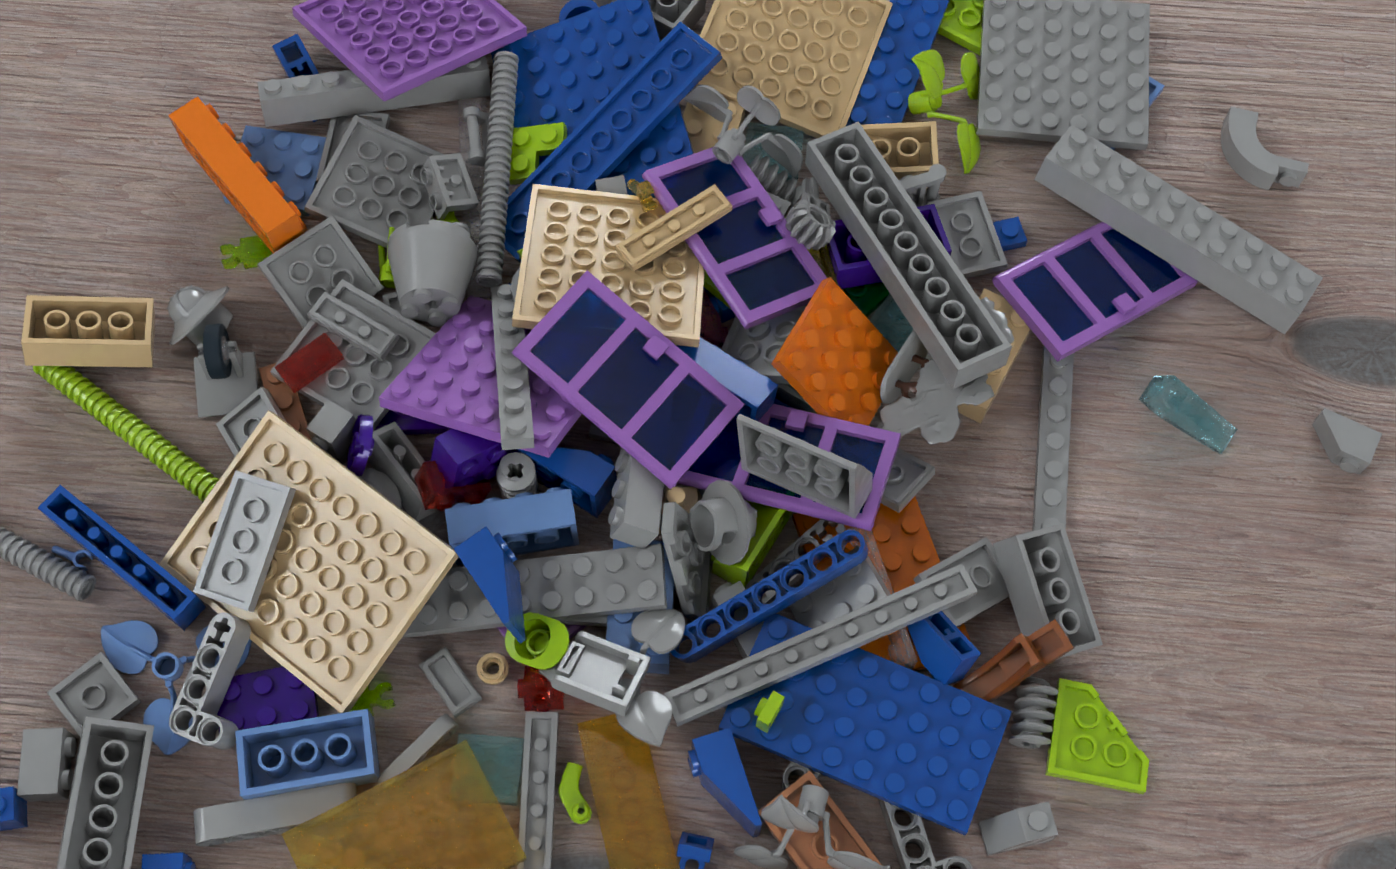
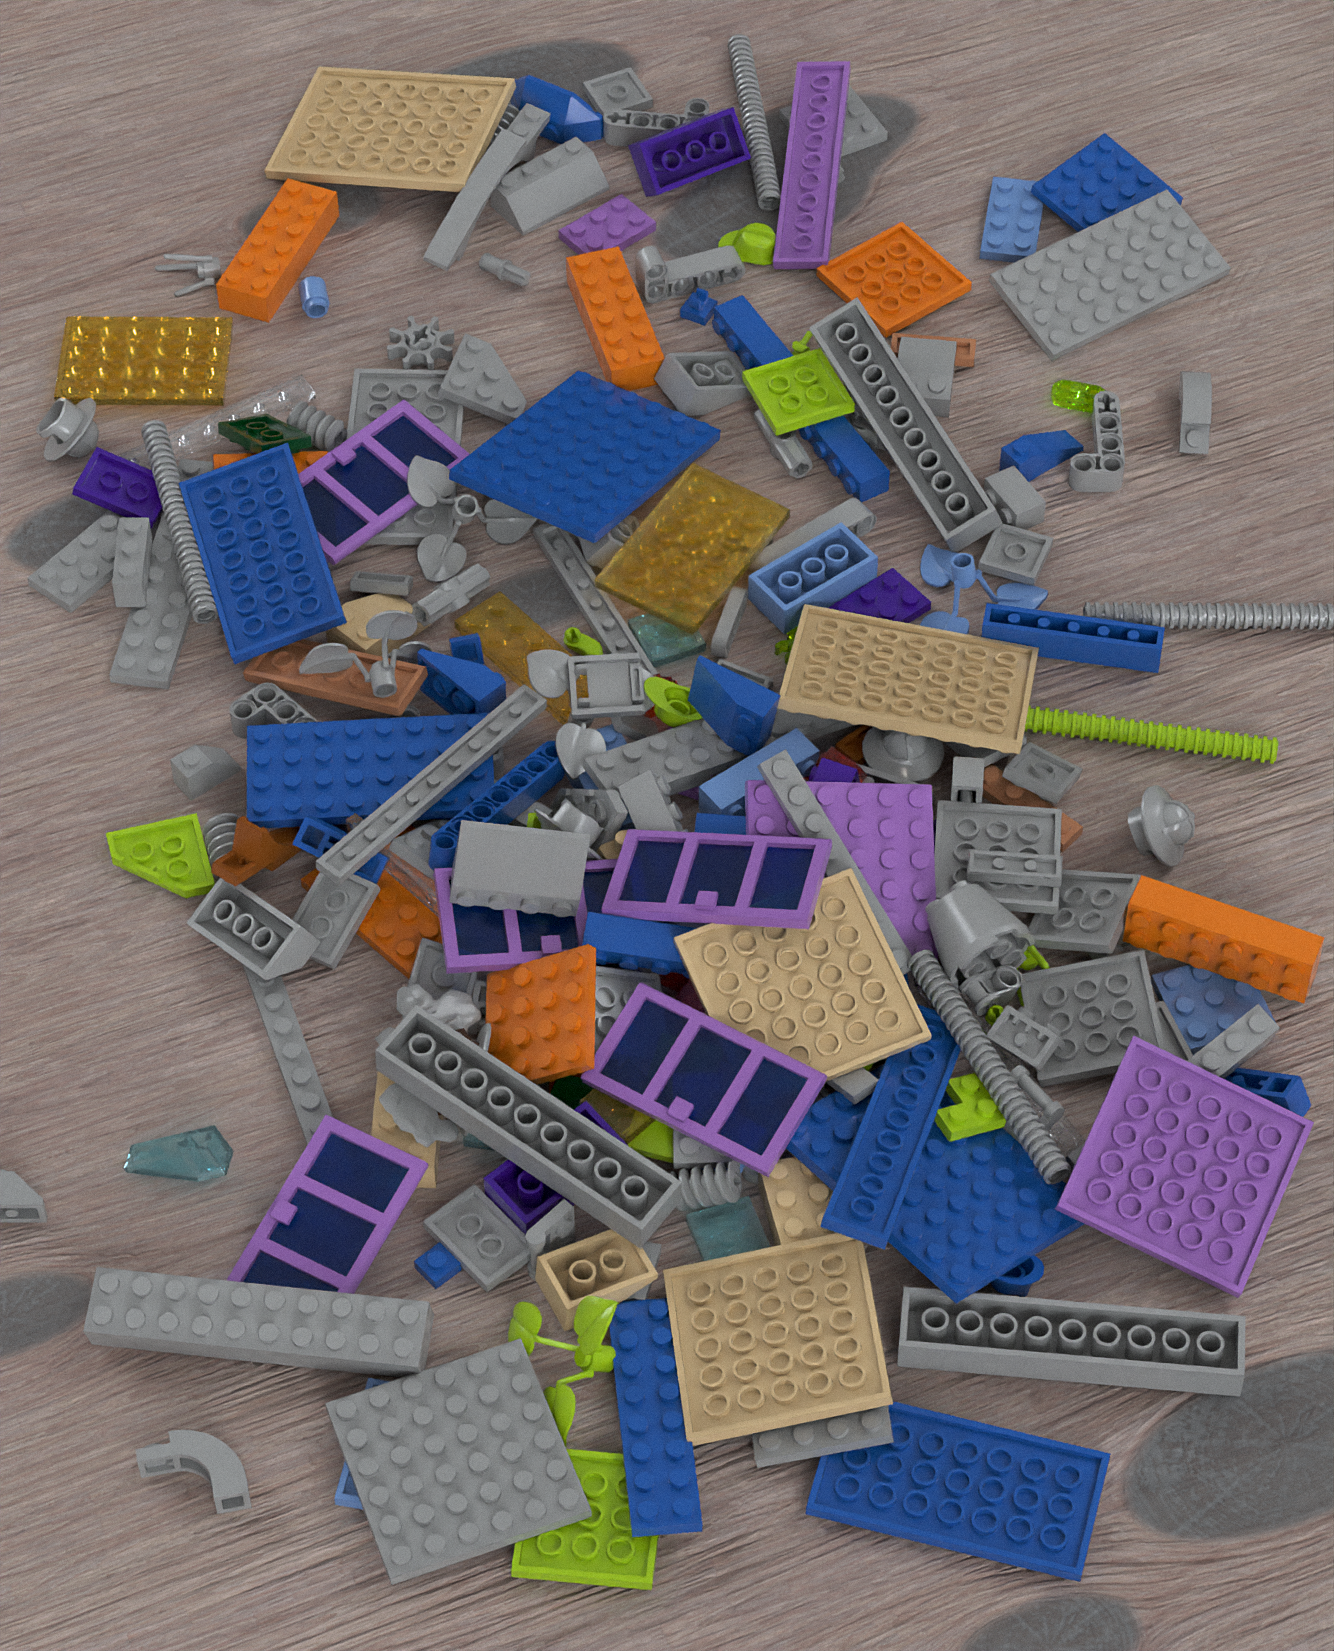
camera: 155 degrees right, 15 degrees down
(88, 331) = (1245, 769): tan brick -> none
(203, 672) = (923, 567): light grey beam -> none
(222, 373) = (1103, 796): light grey plate -> none
(244, 541) = (969, 663): light grey plate -> none
(309, 363) = (1029, 823): clear red plate -> none
(361, 445) = (928, 772): dark purple plate -> none
(643, 191) = (815, 1060): clear yellow bar -> none
(673, 228) = (760, 1031): tan tile -> none
(732, 141) = (754, 1147): light grey plant -> none
(768, 710) = (452, 721): lime plate -> none
(811, 218) = (648, 1134): light grey gear -> none

